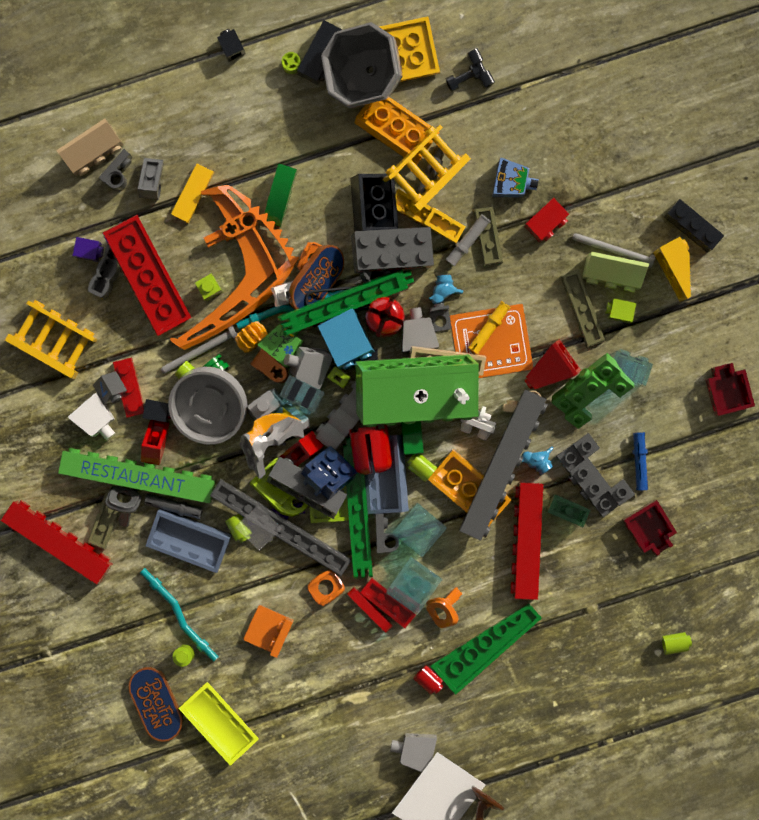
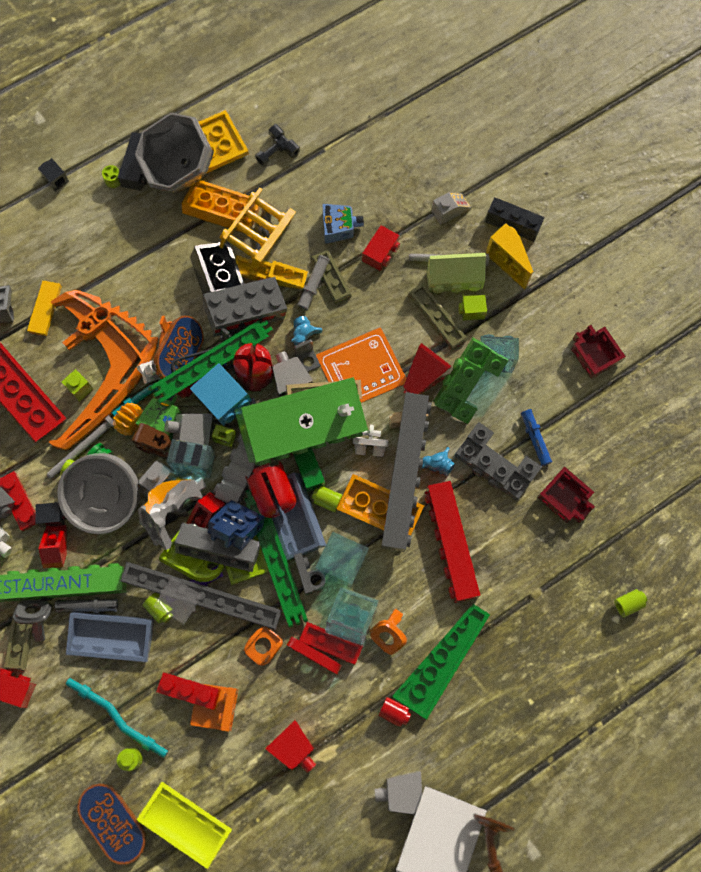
camera: 15 degrees left, 15 degrees down
(248, 609) = (188, 691): none -> red plate
(280, 193) = (127, 285): green slope -> none
(329, 685) = (292, 748): none -> red torso
(489, 327) = (358, 347): yellow pin -> none
(567, 510) = (482, 500): clear green brick -> none
(632, 192) = (449, 207): none -> light grey slope

